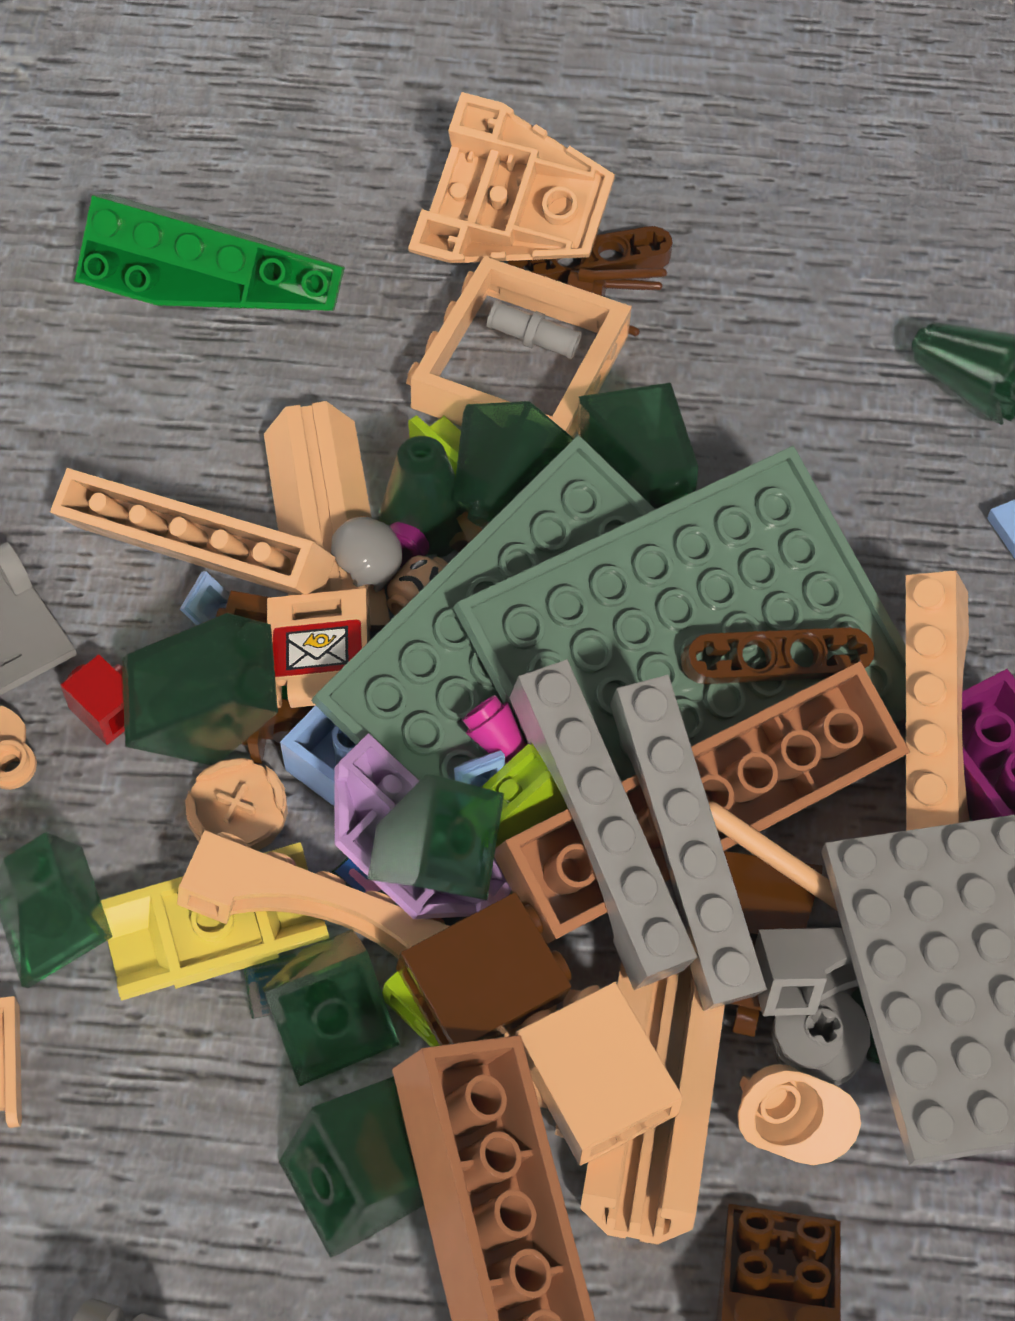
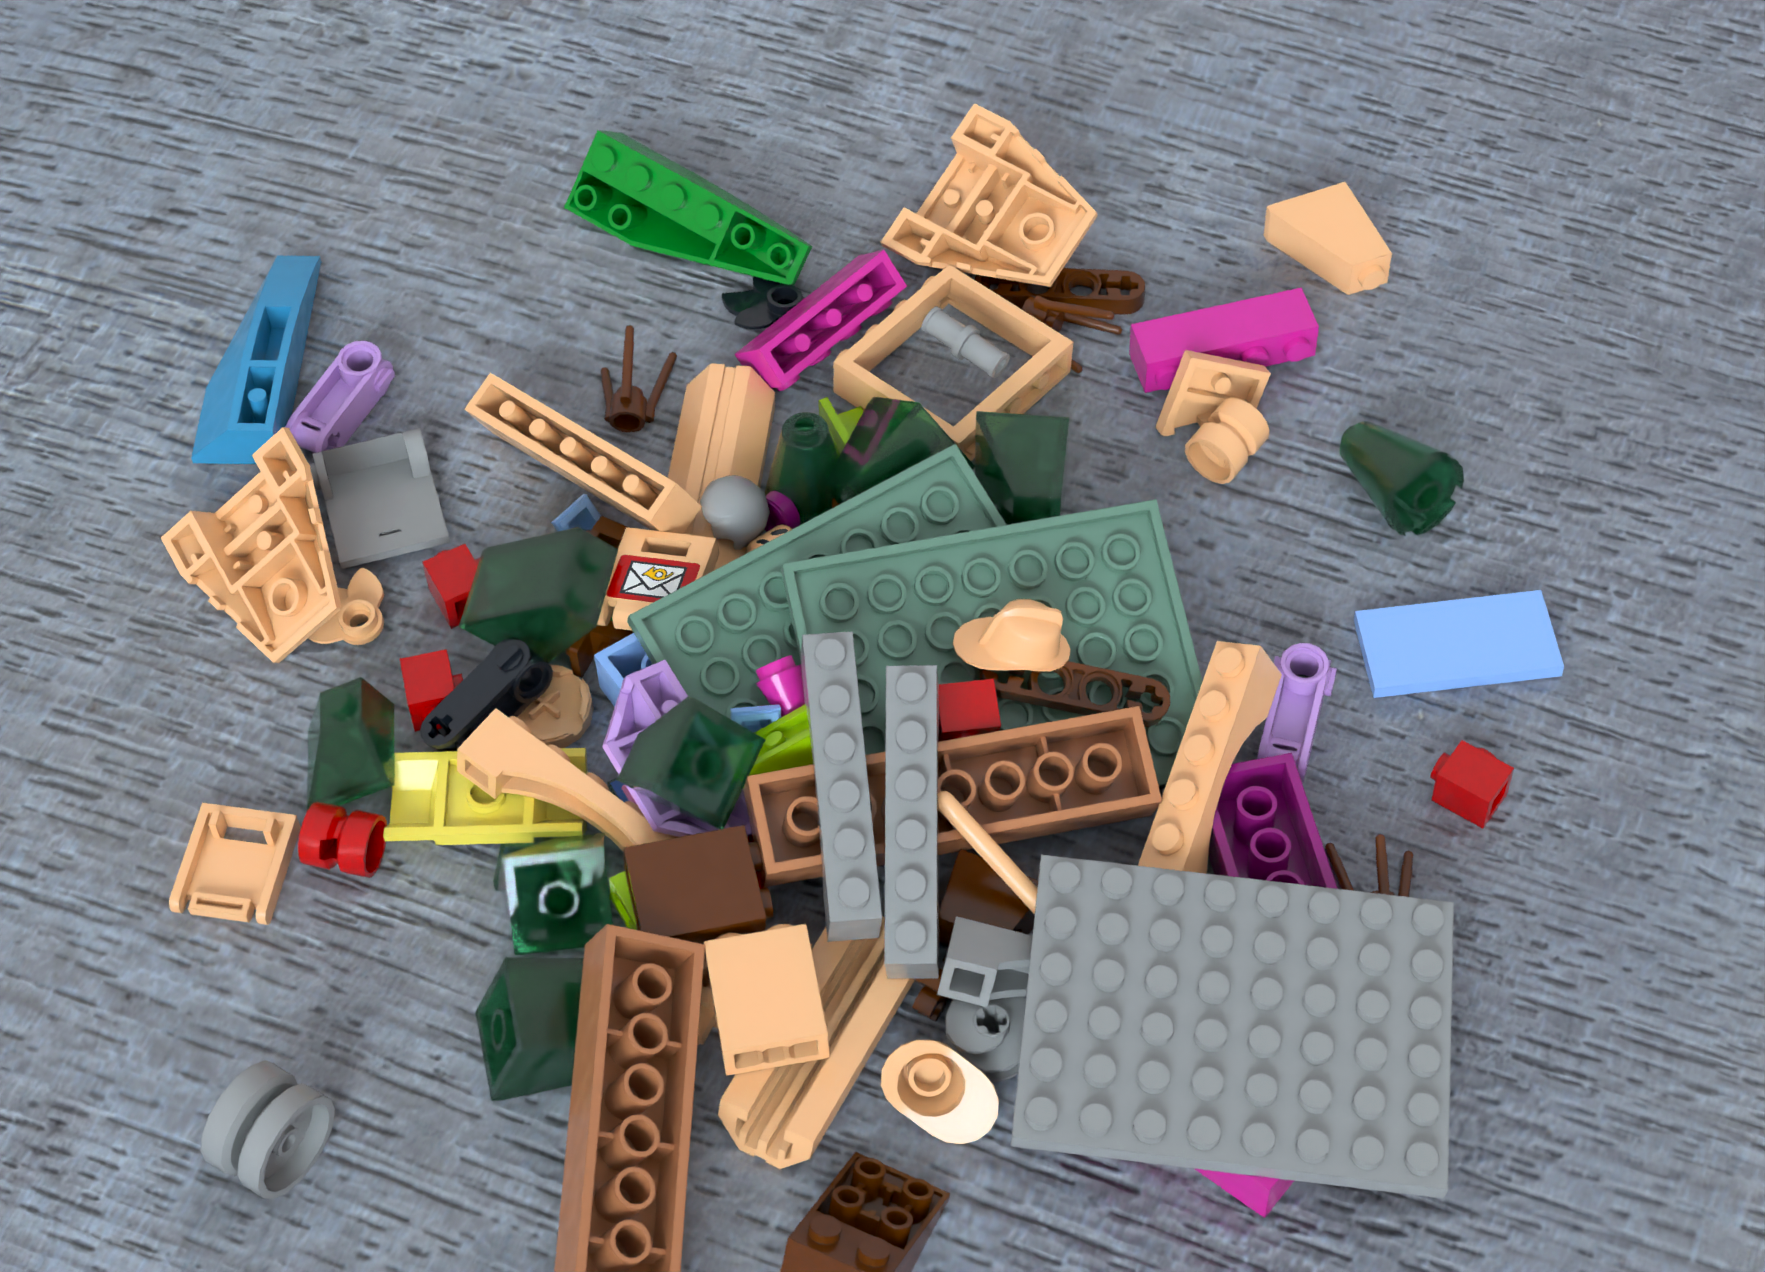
camera: 20 degrees right, 5 degrees down
(75, 1011) = (335, 838): none -> red wheel
(115, 819) = (427, 682): none -> red brick
(182, 809) = (504, 680): none -> black piece
(212, 470) = (628, 407): none -> reddish brown plant
(312, 335) = (763, 304): none -> black plate
(378, 337) = (823, 319): none -> dark pink brick
(700, 705) = (967, 709): none -> red brick
(713, 623) = (1016, 638): none -> light nougat piece
(767, 274) = (1251, 330): none -> dark pink brick
(775, 325) = (1204, 384): none -> light nougat wing
(809, 370) = (1227, 440): none -> light nougat wheel
(825, 155) = (1331, 238): none -> light nougat slope
(989, 639) = (1297, 704): none -> lavender piece

